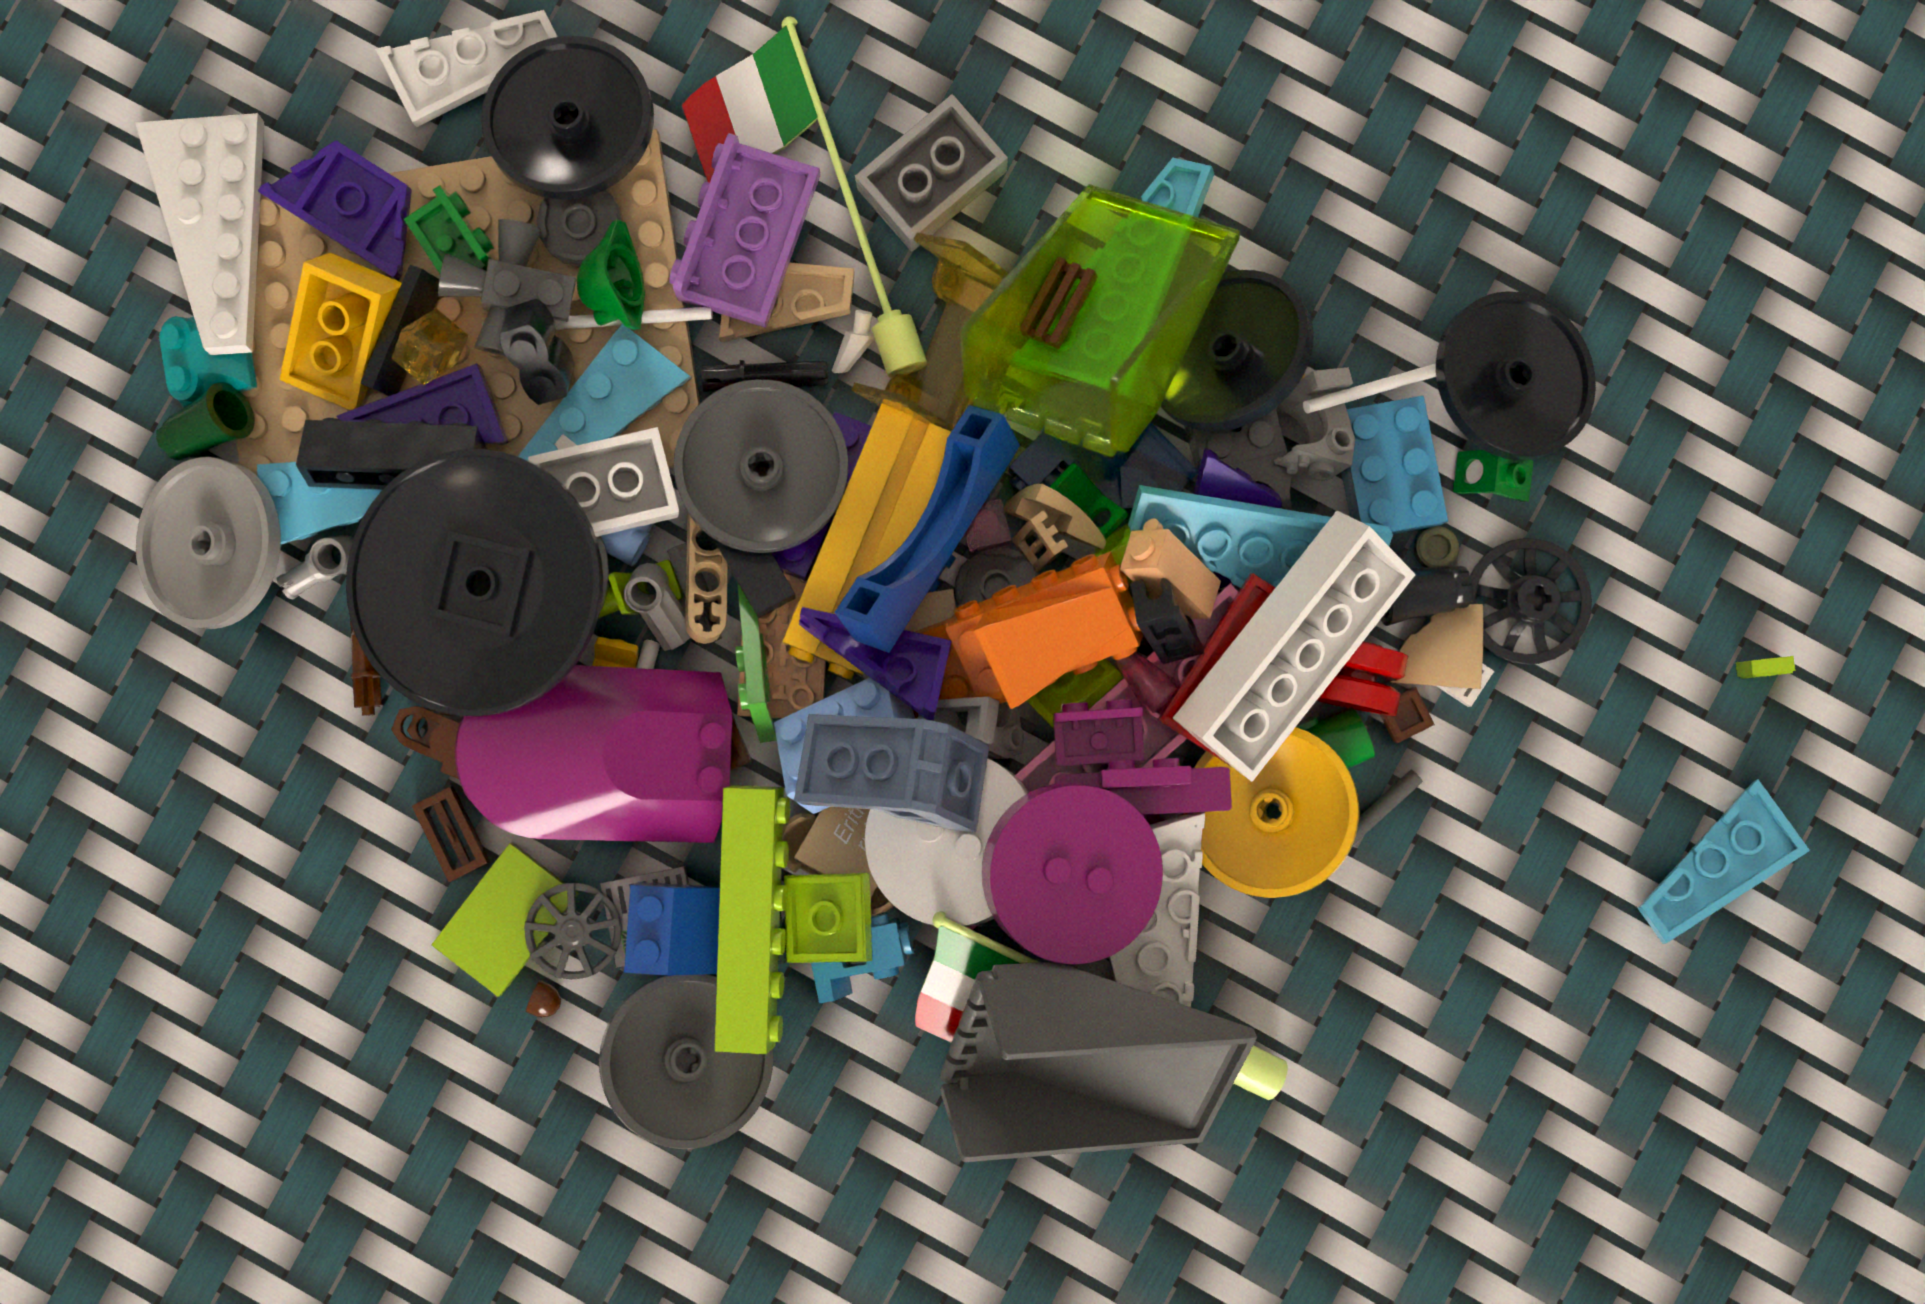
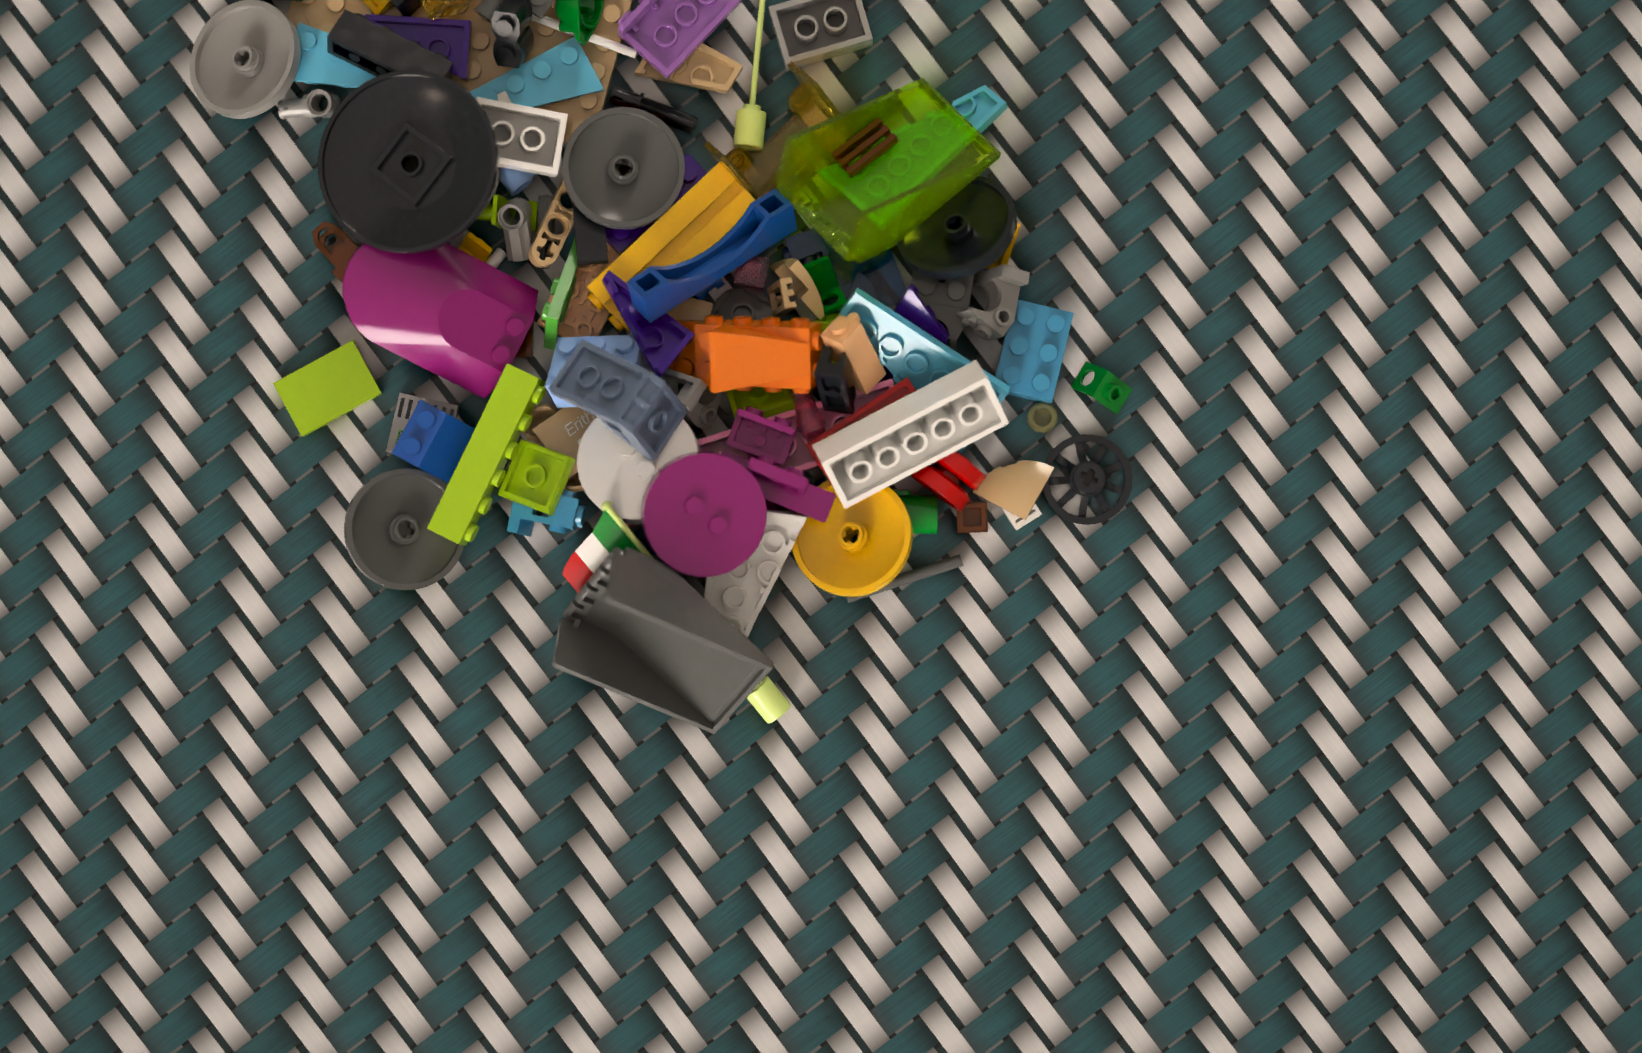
camera: 30 degrees right, 0 degrees up
(365, 680) = (308, 188): reddish brown piece -> none
(467, 829) = (318, 343): reddish brown tile -> none
(544, 1000) = (330, 451): reddish brown hinge -> none
(572, 931) = (368, 414): dark grey wheel -> none
(854, 342) = (721, 114): white bar -> none
(1369, 389) = (1063, 296): white axle -> none
(1431, 592) = (1019, 442): black plant -> none
(1515, 376) = (1141, 327): black dish -> none
(1730, 859) = (1143, 704): medium azure wing -> none
(1765, 667) = (1219, 590): lime tile -> none

